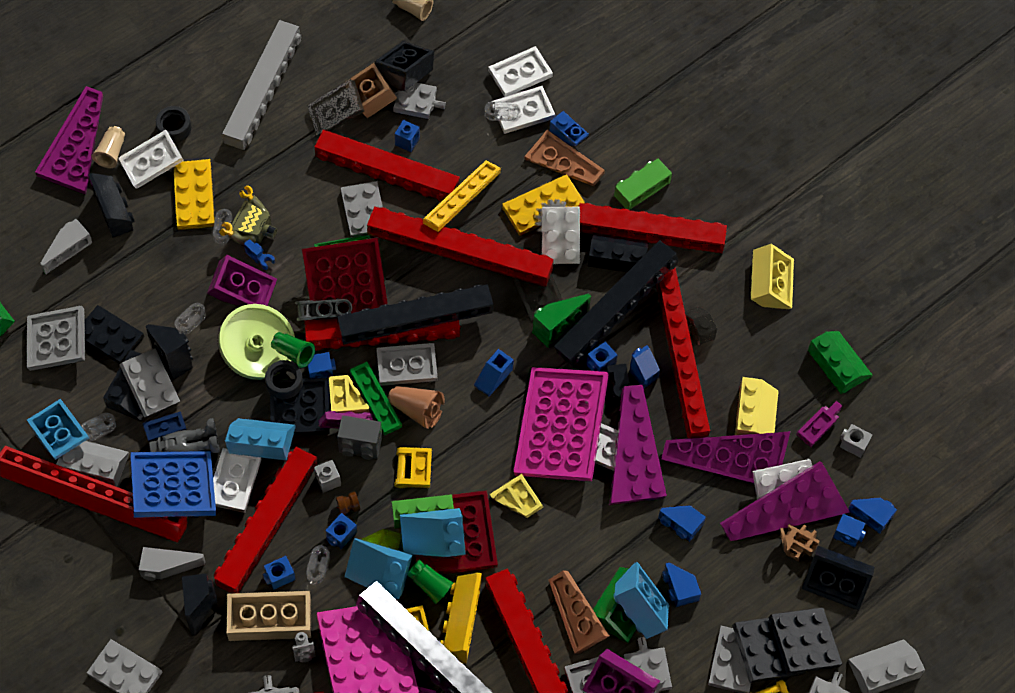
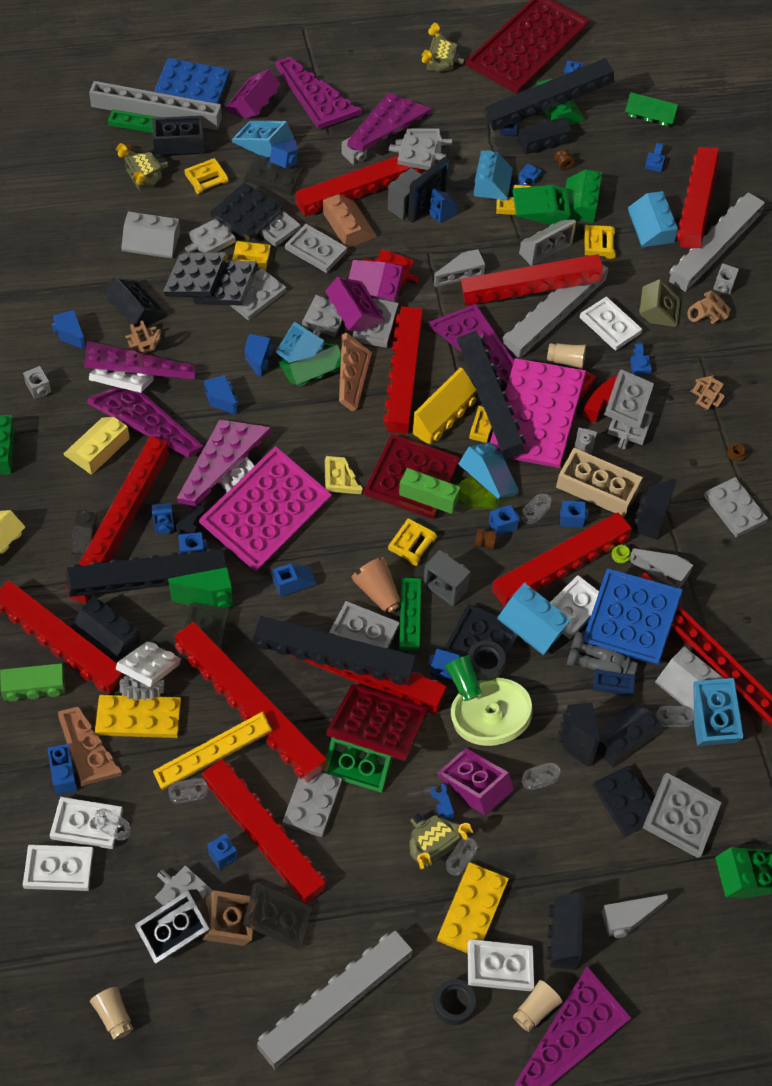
camera: 150 degrees left, 5 degrees down
(149, 382) = (614, 718): light grey plate -> none
(214, 558) = (621, 554): none -> lime plate
(312, 309) = (413, 703): dark grey piece -> none
(327, 476) = (491, 566): light grey brick -> none
(332, 419) = (449, 601): magenta hinge -> none
(345, 396) = (436, 628): light yellow wing -> none
(429, 581) = (452, 439): green plant -> none
(433, 533) = (429, 461): dark azure slope -> none
(464, 169) = (187, 790): none -> clear beam
(819, 424) = (53, 409): magenta hinge -> none
(849, 530) = (99, 327): blue brick -> none

